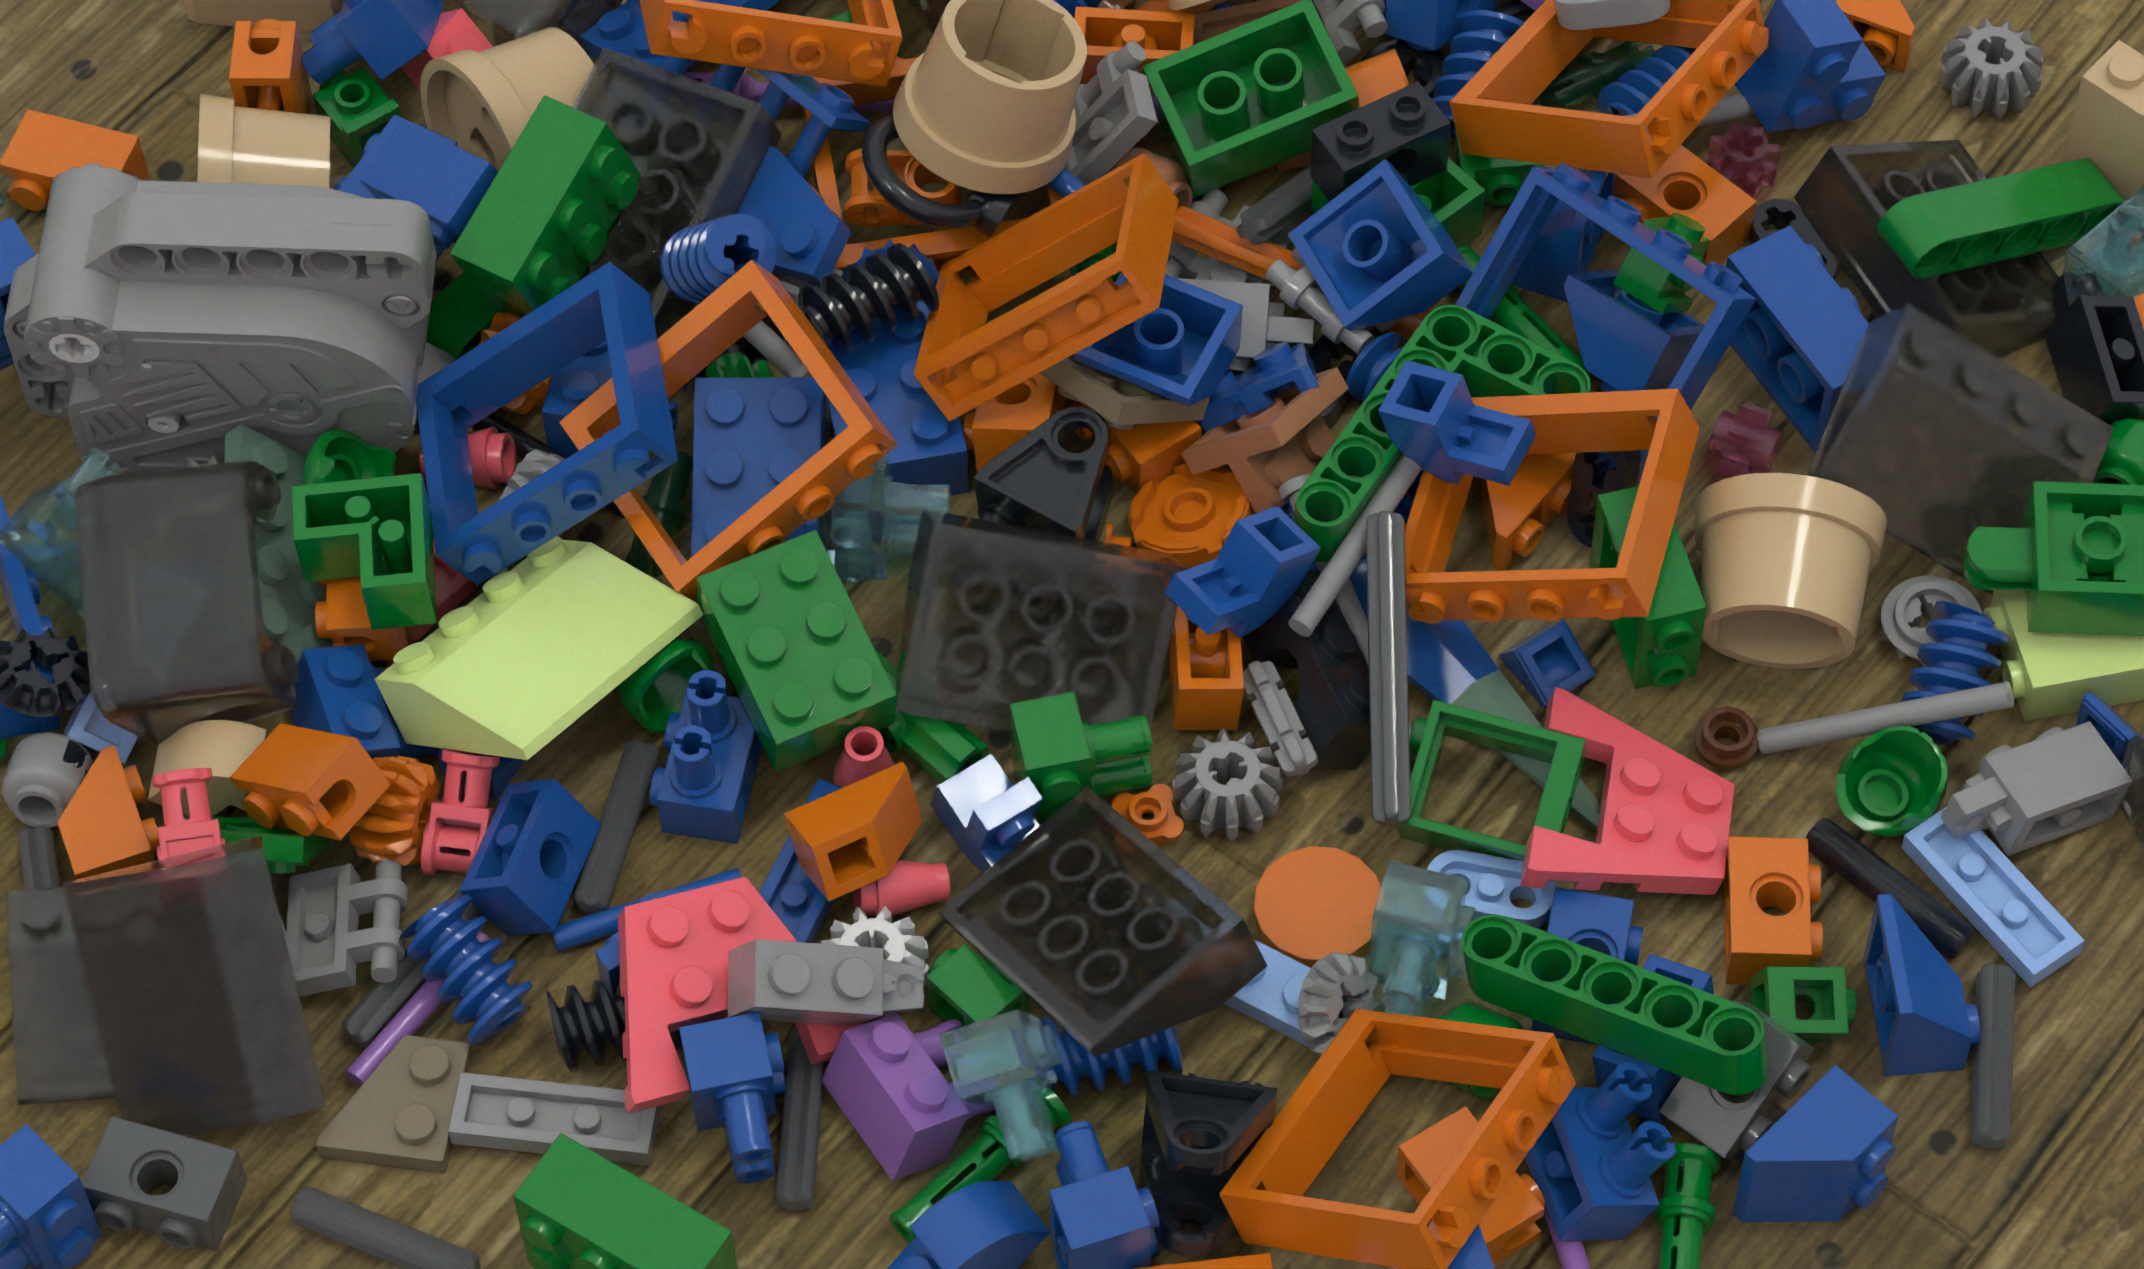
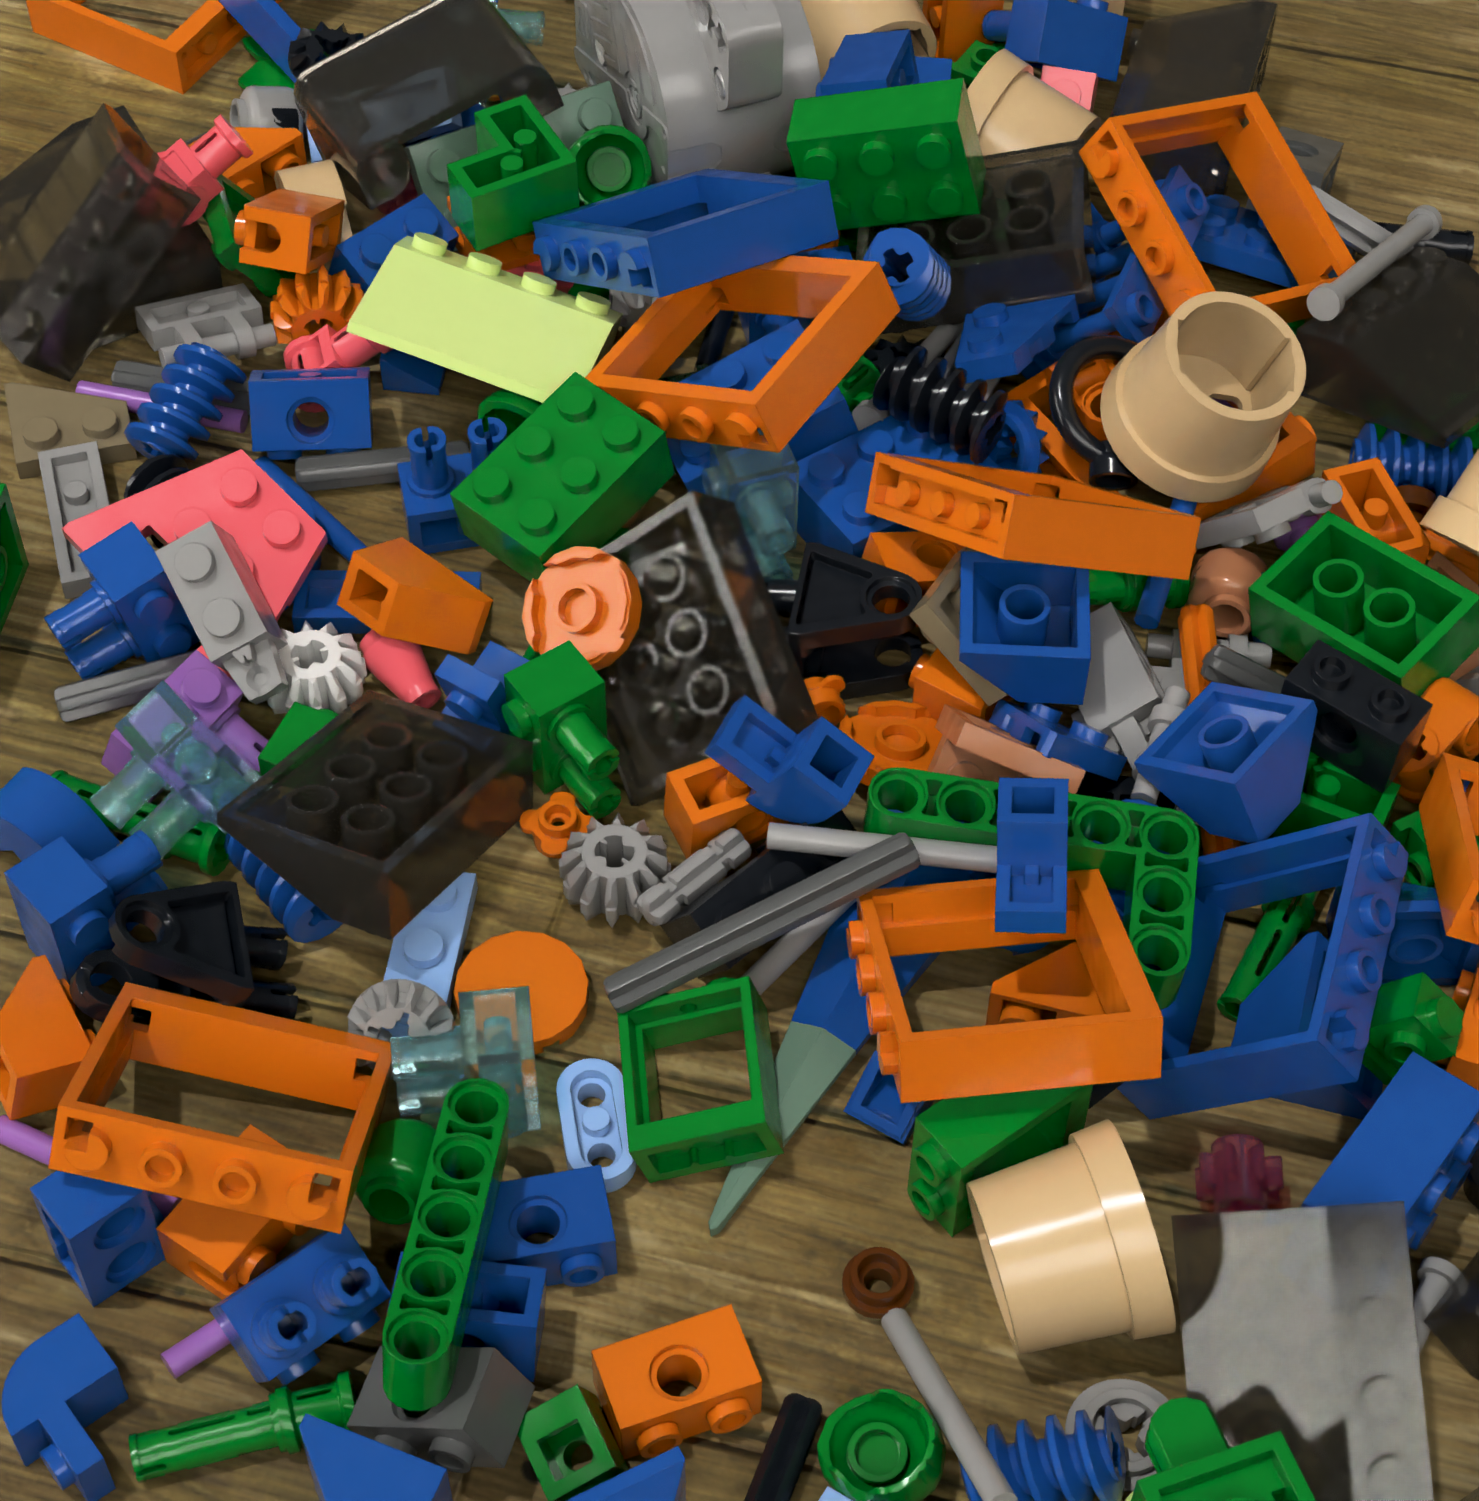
camera: 65 degrees right, 5 degrees down
(861, 756) = (507, 588): coral cone -> none
(958, 688) = (586, 600): none -> orange tile
(1658, 815) = (730, 1237): coral wing -> none

